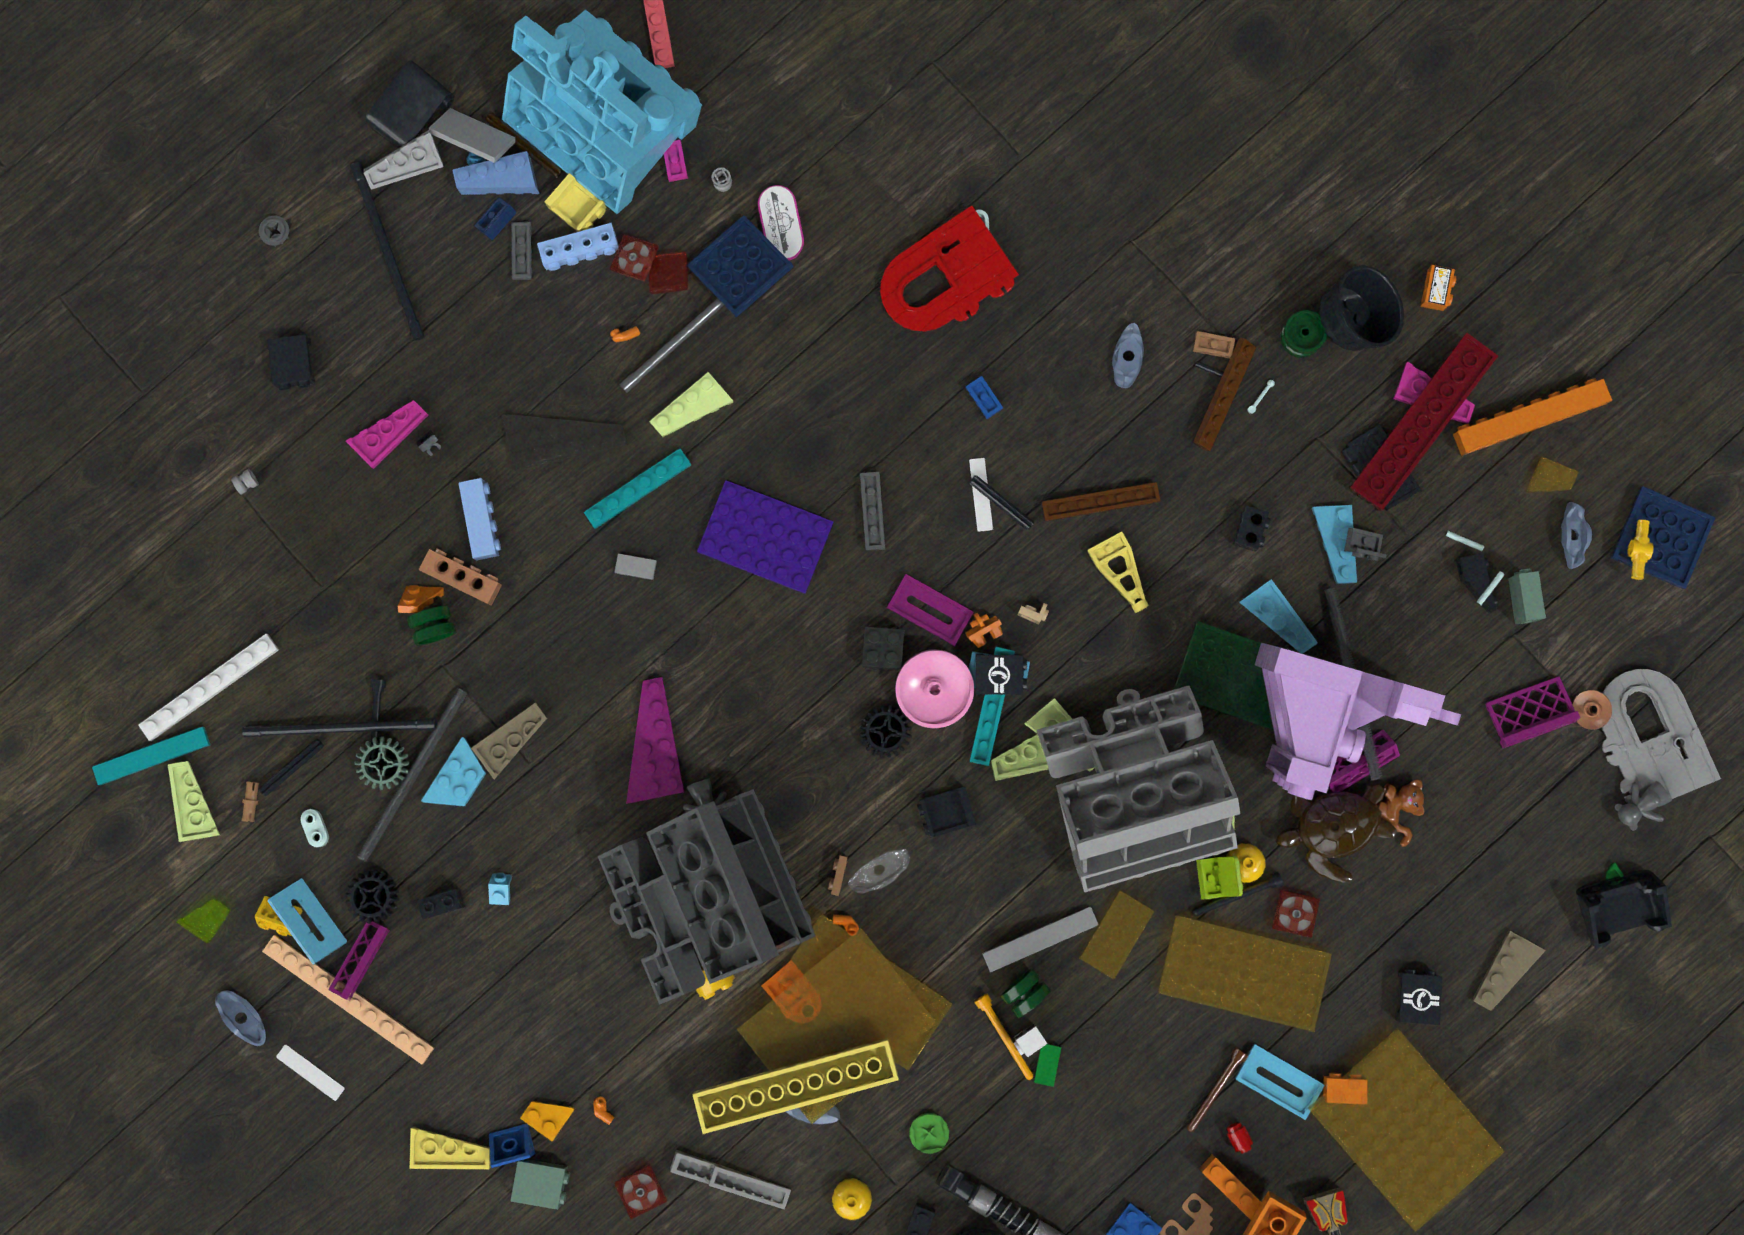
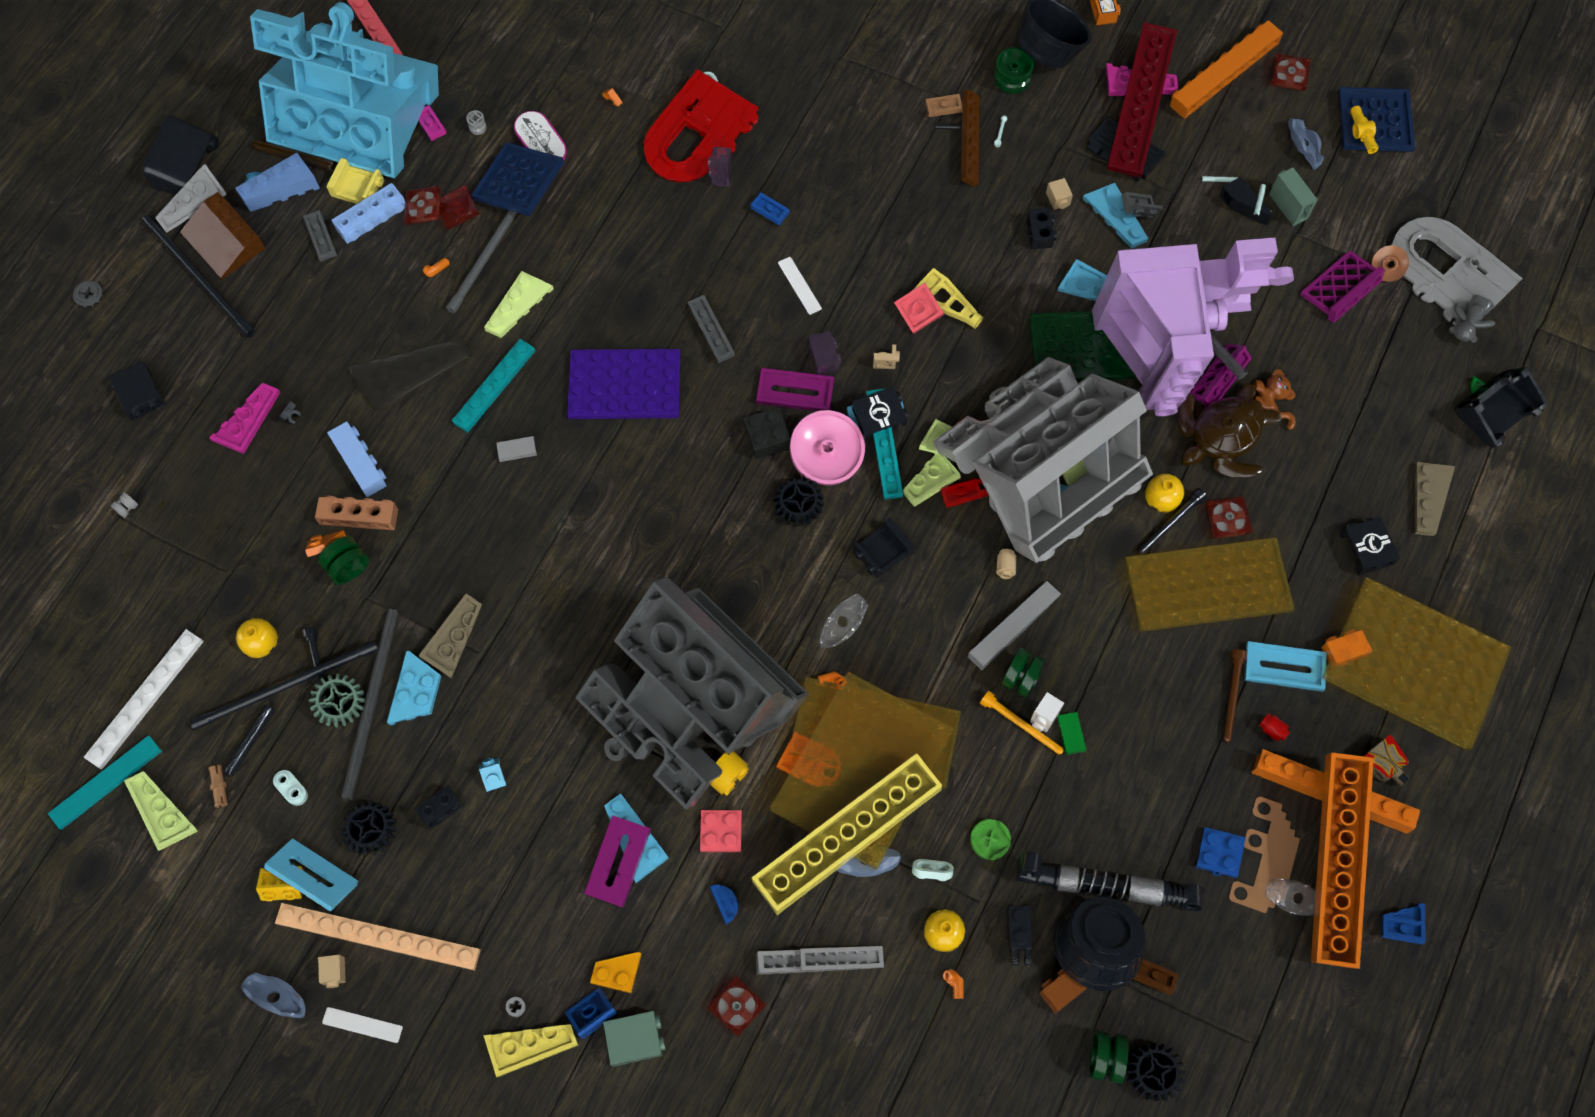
camera: 30 degrees left, 15 degrees down
(205, 920) = (207, 915): clear neon green wing -> none
(298, 1016) = (331, 970): none -> tan brick
(328, 667) = (256, 637): none -> yellow cylinder
(365, 961) = (381, 892): magenta fence -> none
(423, 215) = (221, 236): none -> reddish brown slope
(446, 1106) = (512, 1001): none -> light grey bush
(472, 135) = (244, 158): light grey tile -> none
(495, 218) = (287, 219): dark blue slope -> none
(600, 1110) = (667, 944): orange arm -> none
(608, 1007) = (653, 854): none -> medium azure wing
(609, 1005) = (619, 891): none -> magenta piece
(655, 758) = (595, 601): magenta wing -> none
(667, 1092) = (726, 902): none -> blue tile
(687, 1026) = (721, 830): none -> coral plate
(839, 867) = (807, 647): medium nougat plate -> none
(864, 1141) = (932, 869): none -> light aqua plate
(872, 201) = (610, 94): none -> orange tile
(951, 333) = (720, 166): none -> clear purple brick
(973, 584) = (824, 353): none -> clear purple brick
(982, 626) = (855, 382): orange hips -> none
(1001, 502) = (820, 283): black axle -> none
(1044, 784) = (963, 492): none -> red hinge
(1058, 875) = (1006, 563): none -> tan brick
(1088, 572) = (919, 308): none -> coral plate
(1101, 501) = (904, 253): reddish brown plate -> none
(1116, 934) = (1081, 596): clear yellow tile -> none
(1127, 371) = (880, 148): sand blue piece -> none
(1219, 877) = (1149, 509): lime bracket -> none
(1287, 497) = (1059, 194): none -> tan brick
(1551, 477) = (1264, 107): clear yellow wing -> none
(1600, 446) = (1290, 72): none -> clear red piece

